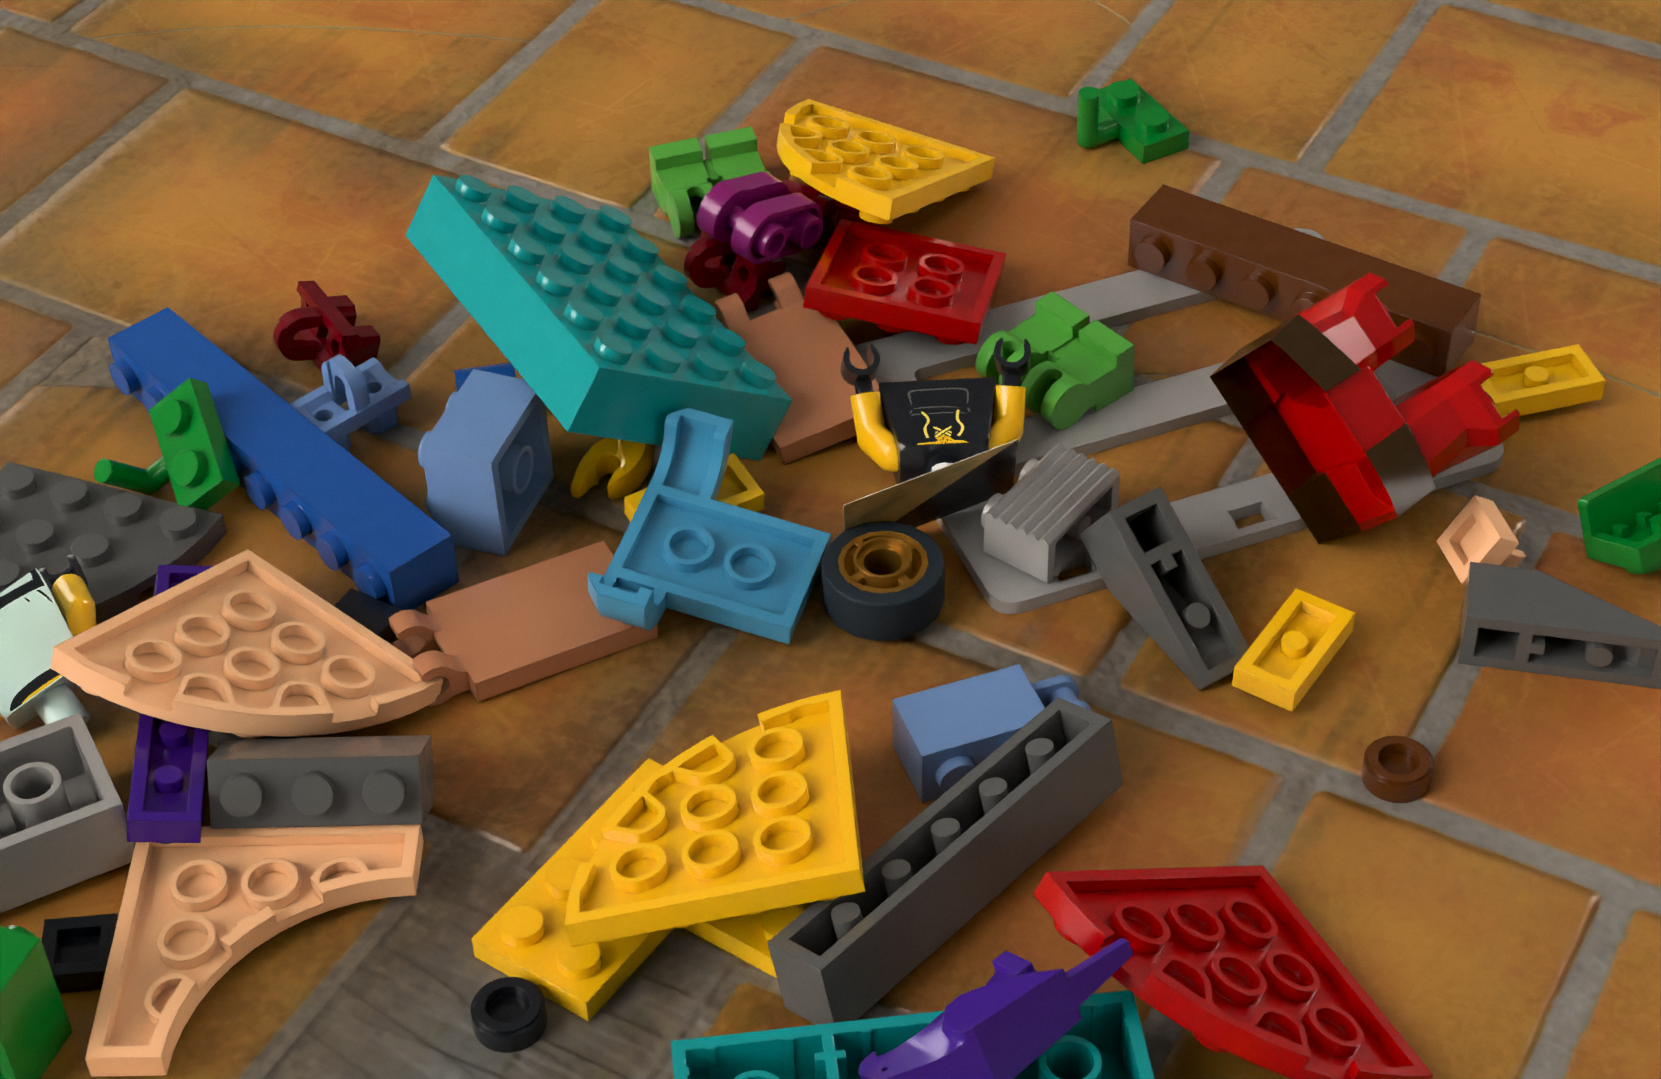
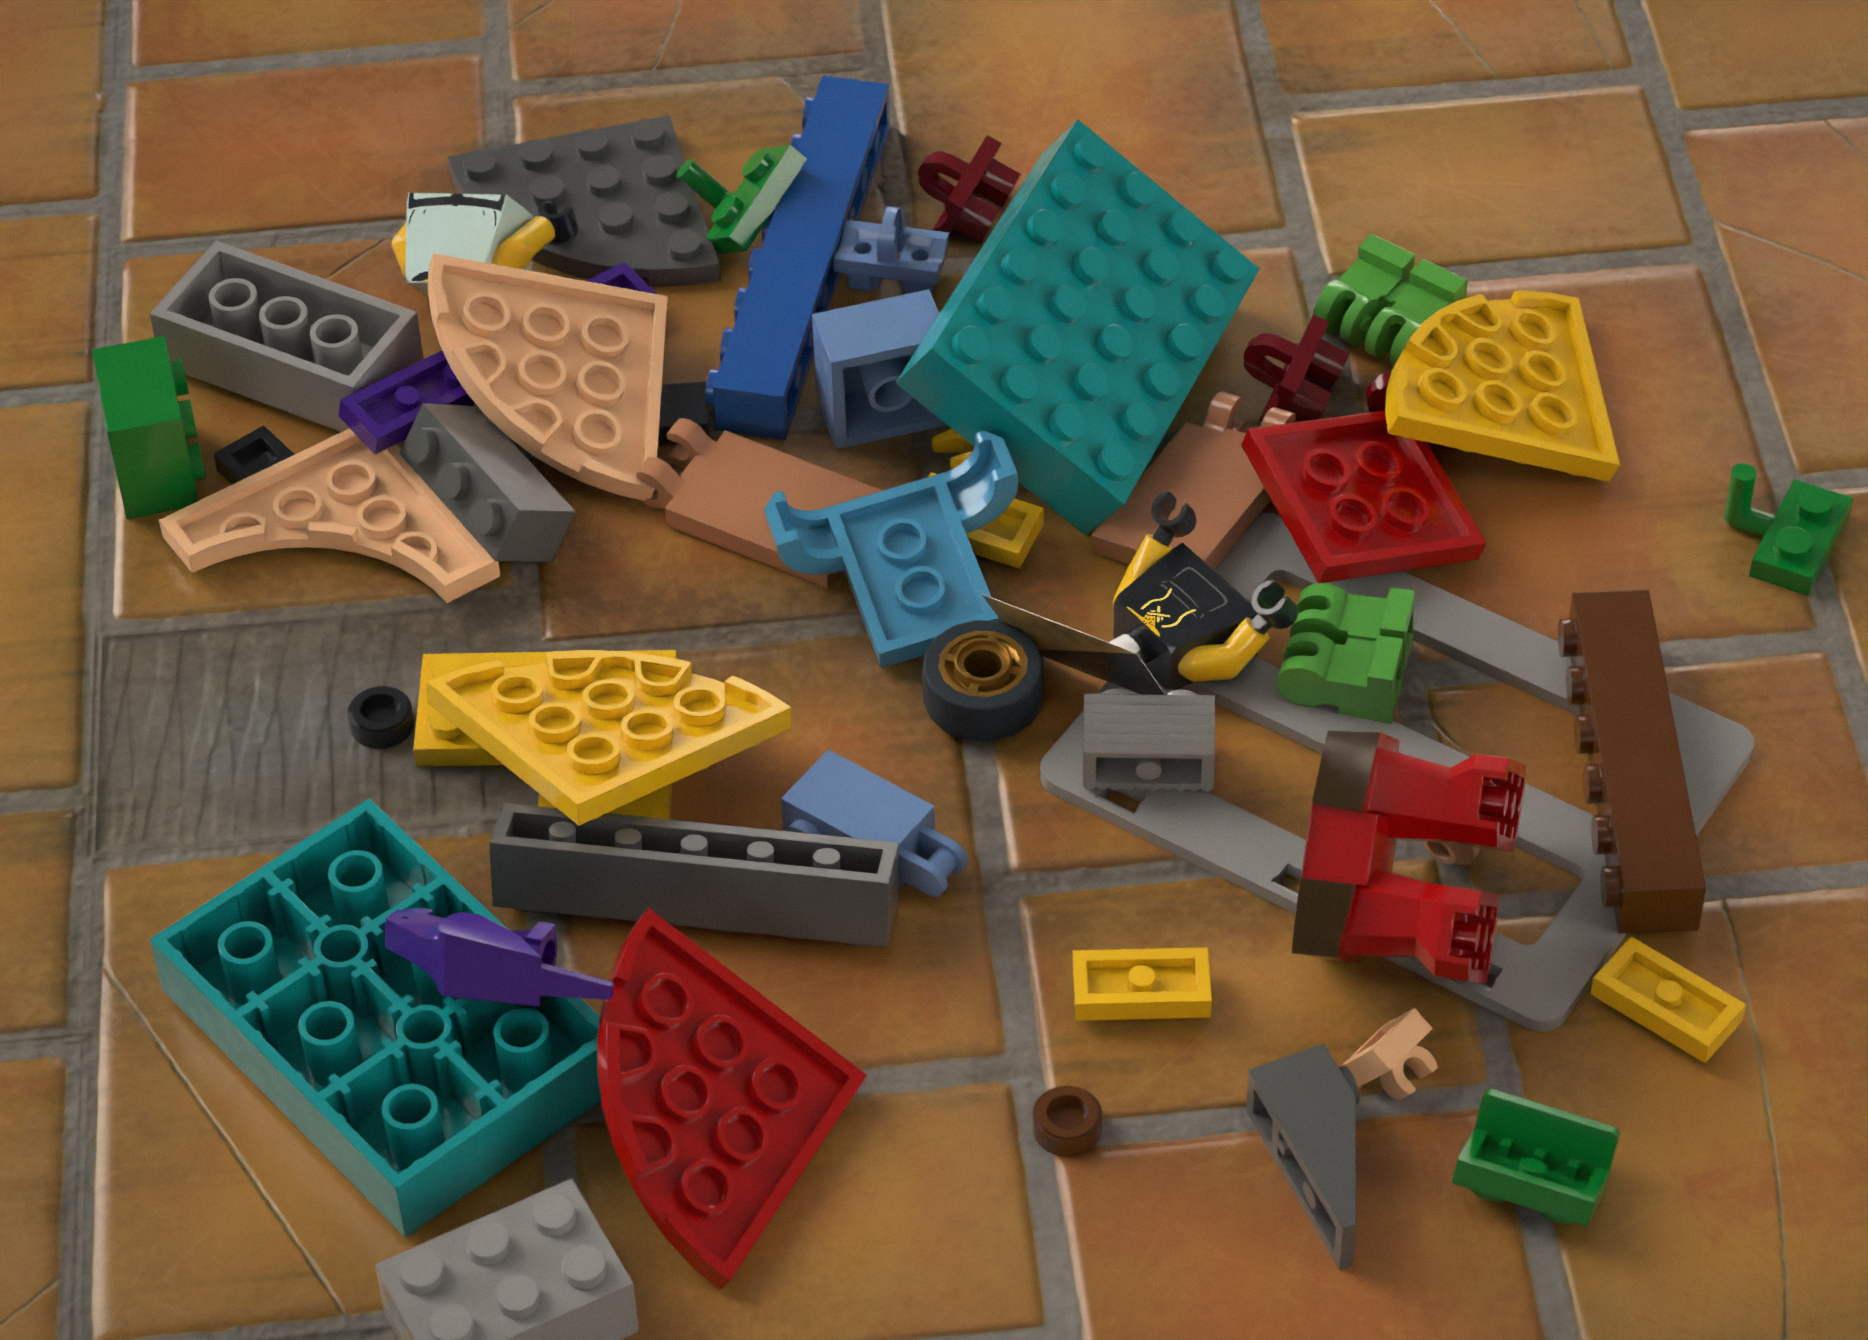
camera: 55 degrees right, 5 degrees up
(760, 217) = (1321, 352): magenta brick -> none
(1166, 586) = (1125, 858): dark grey slope -> none

